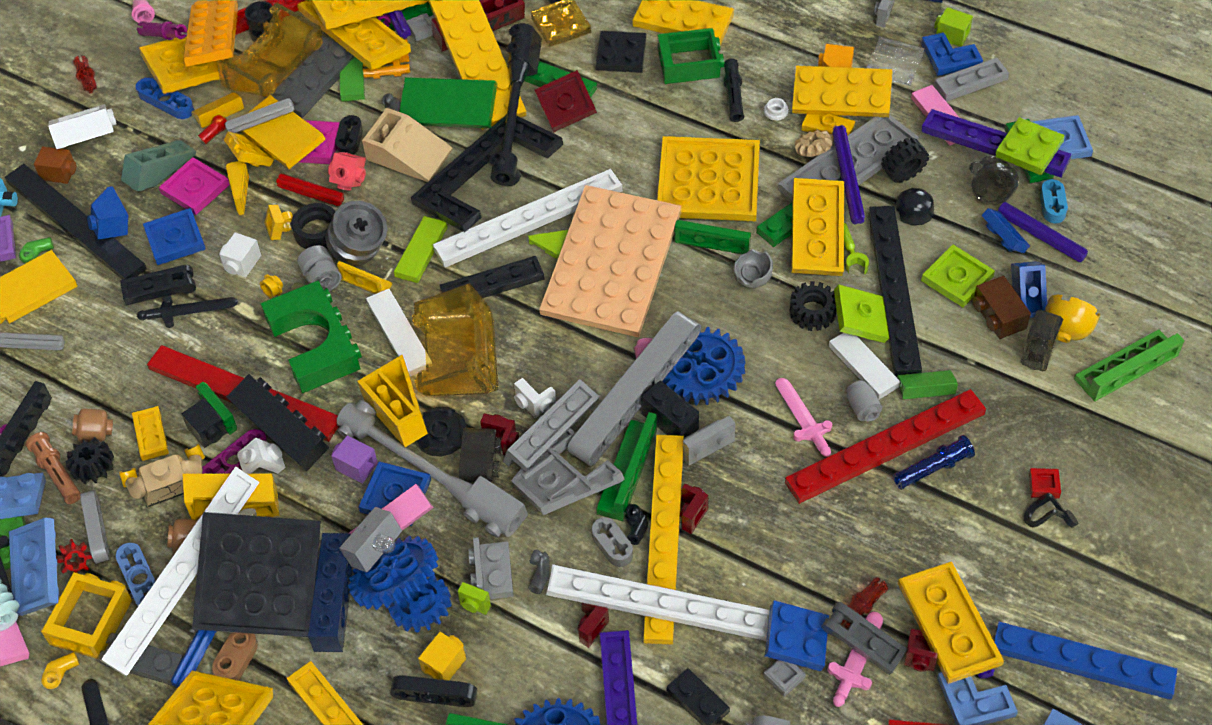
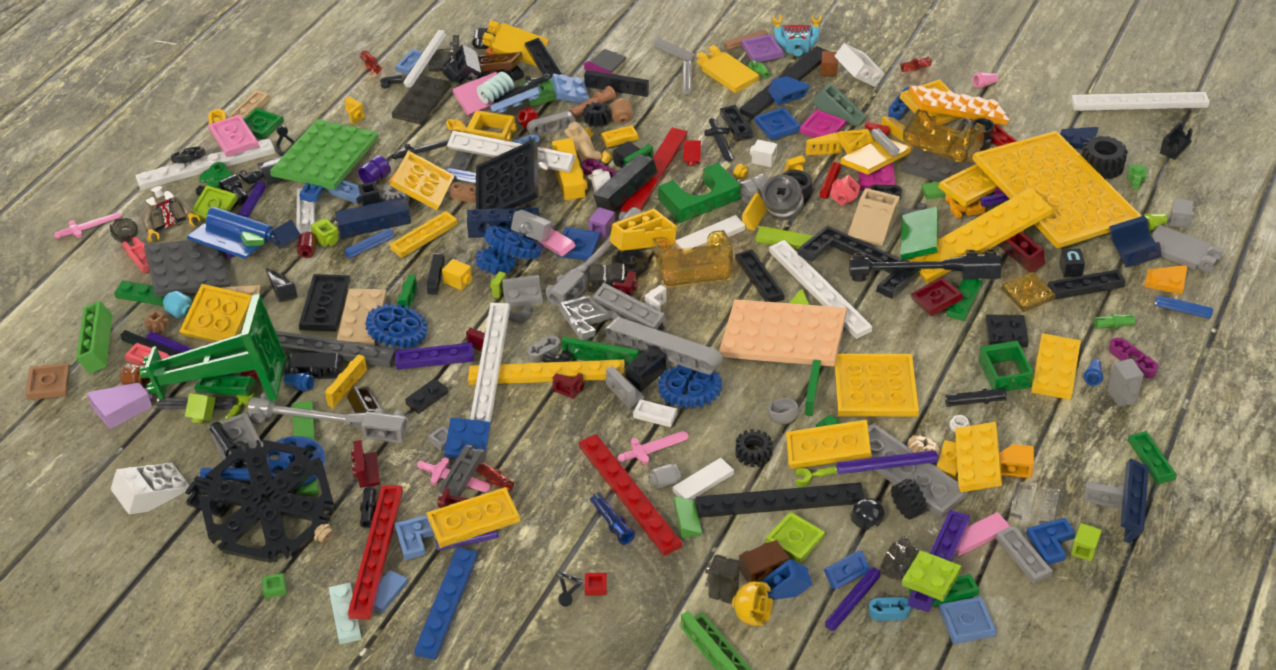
camera: 85 degrees right, 10 degrees down
(165, 30) = (956, 84): magenta pin -> none
(216, 339) = (691, 152): none -> red slope
(749, 407) = (655, 413): none -> white plate
(861, 313) = (745, 472): lime plate -> none

